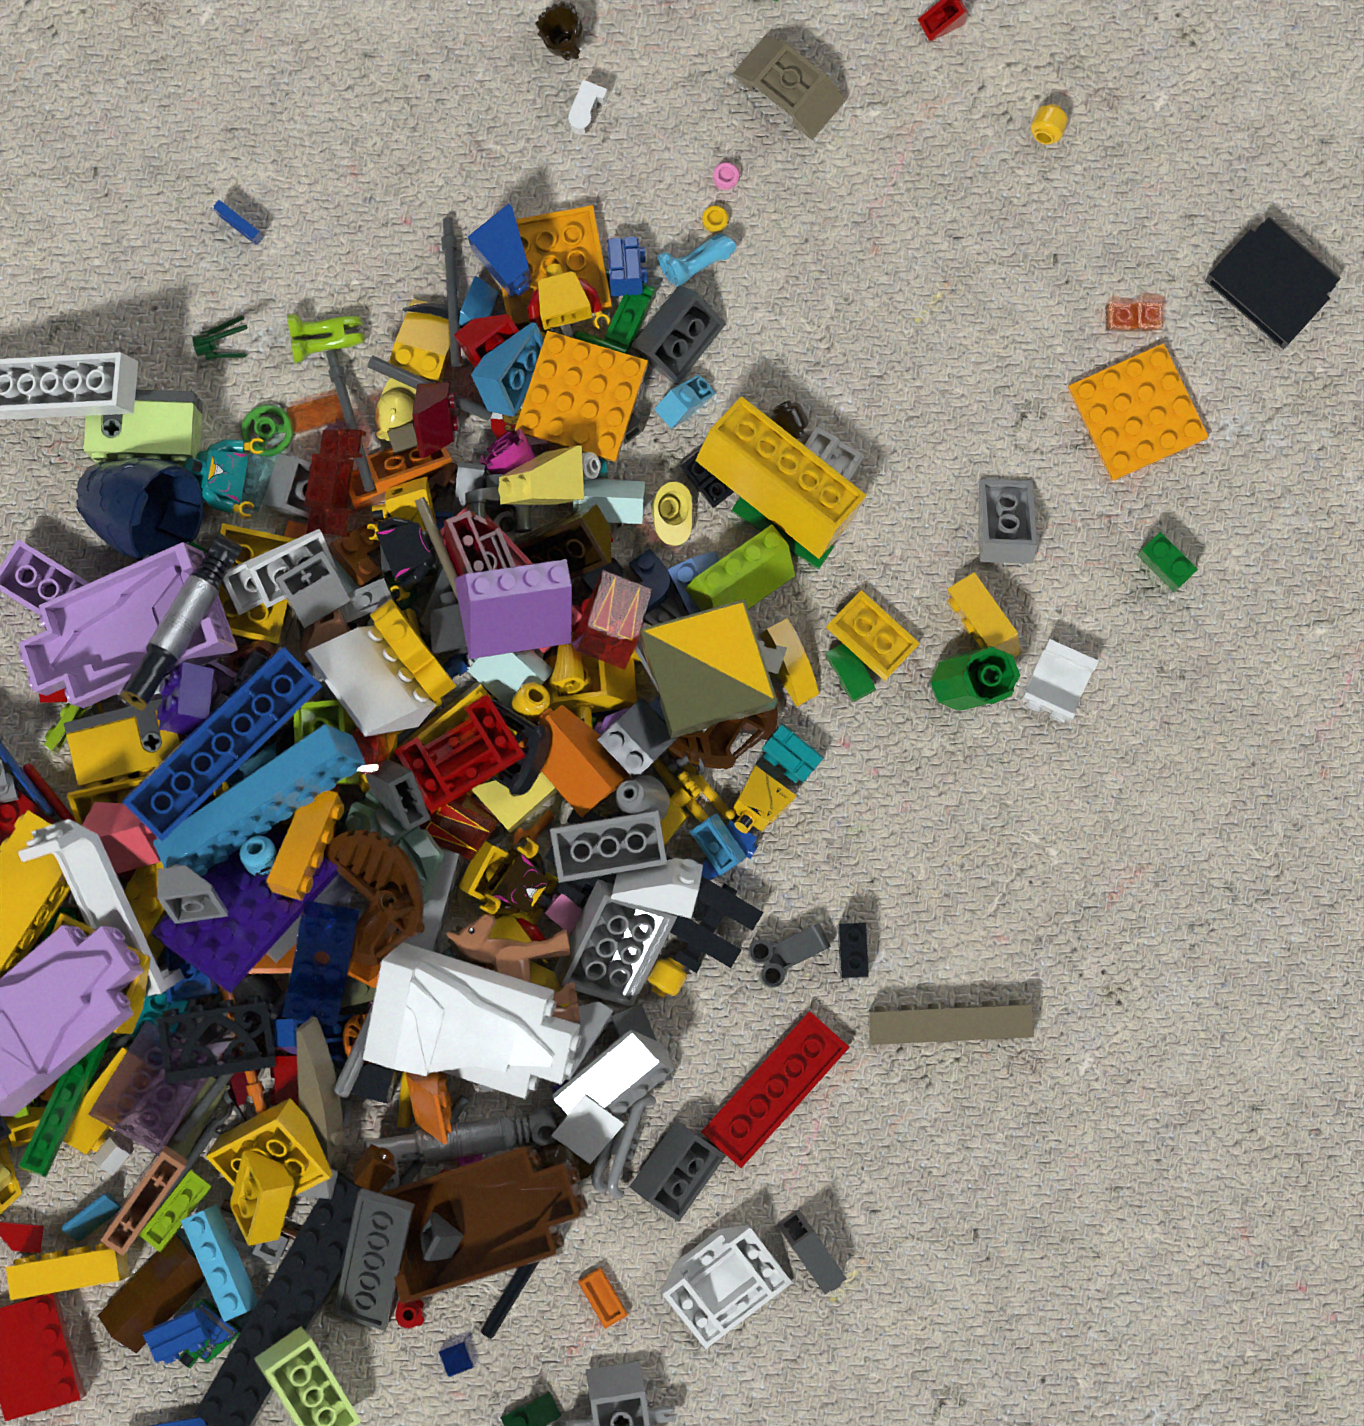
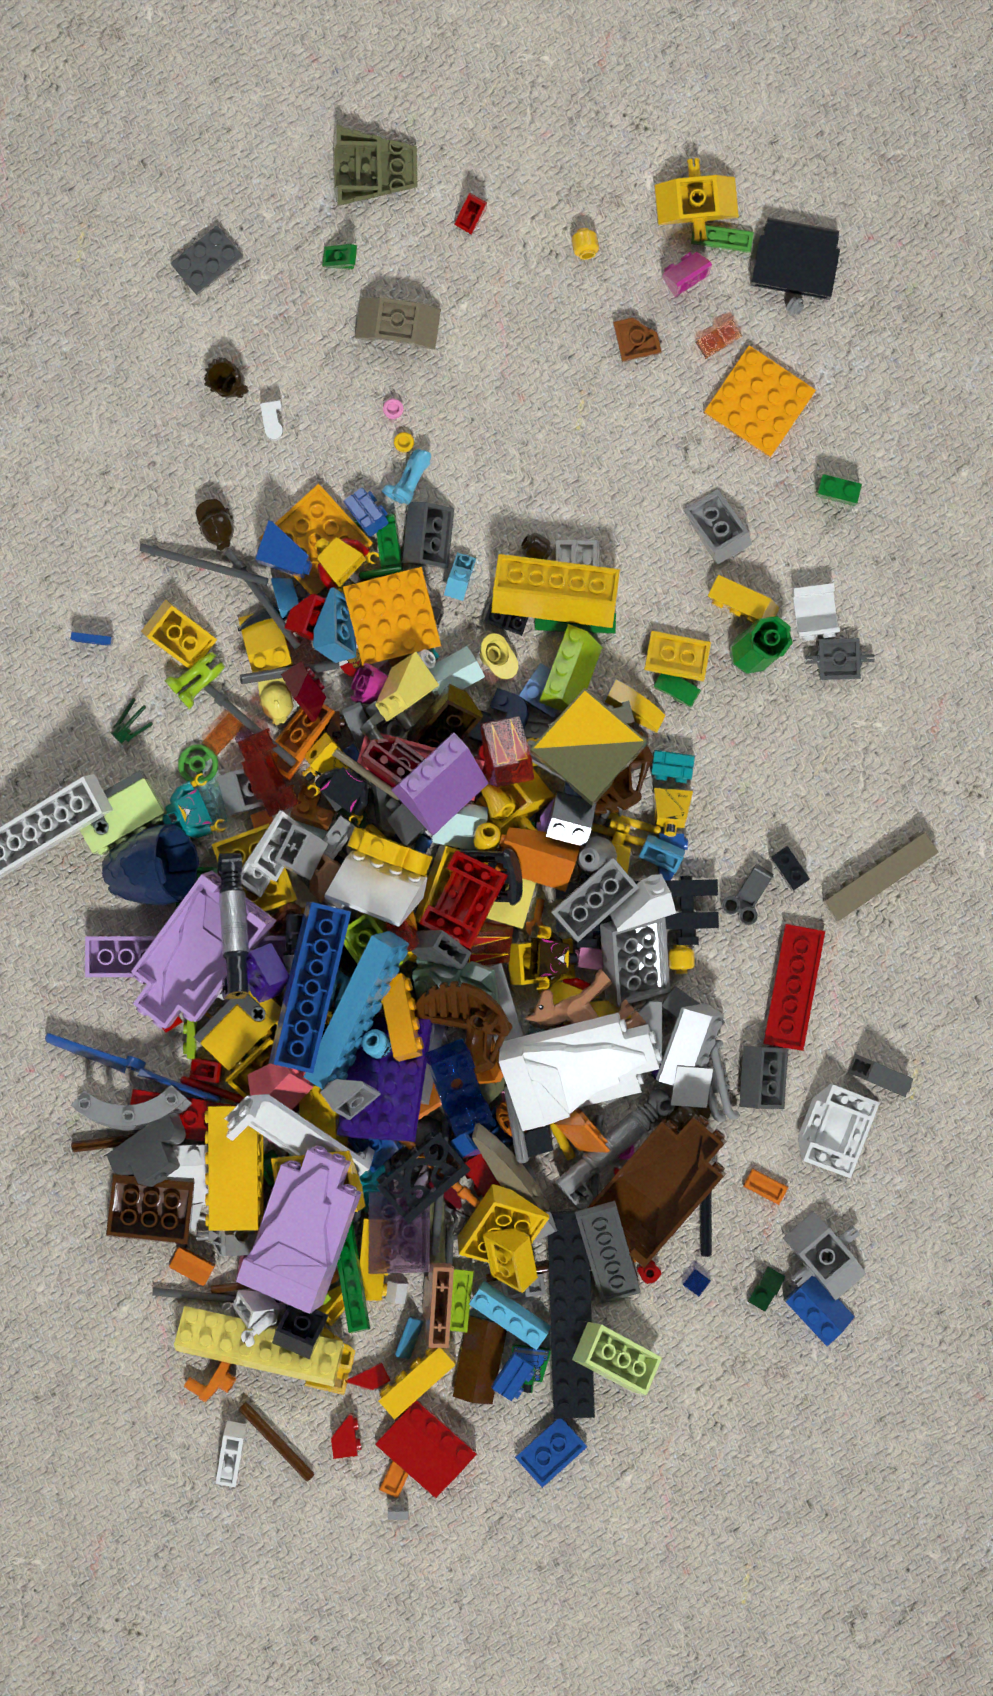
camera: 35 degrees left, 5 degrees up
(58, 773) = (206, 1070): none -> red slope
(335, 276) = (178, 634): none -> yellow slope
(368, 171) = (155, 551): none -> dark grey bar
(374, 1168) = (572, 1195): reddish brown brick -> none
(402, 438) = (293, 715): dark tan slope -> none
(439, 1238) = (640, 1213): dark grey slope -> none
(452, 179) = (215, 523): none -> dark brown hair
(1040, 262) = (635, 340): none -> dark orange plate
(1053, 750) = (839, 659): none -> dark grey plate
(1142, 223) = (686, 273): none -> dark pink slope
(1178, 144) = (676, 199): none -> yellow slope
(1204, 210) = (726, 239): none -> bright green tile
(1241, 331) = (795, 306): none -> light grey plate

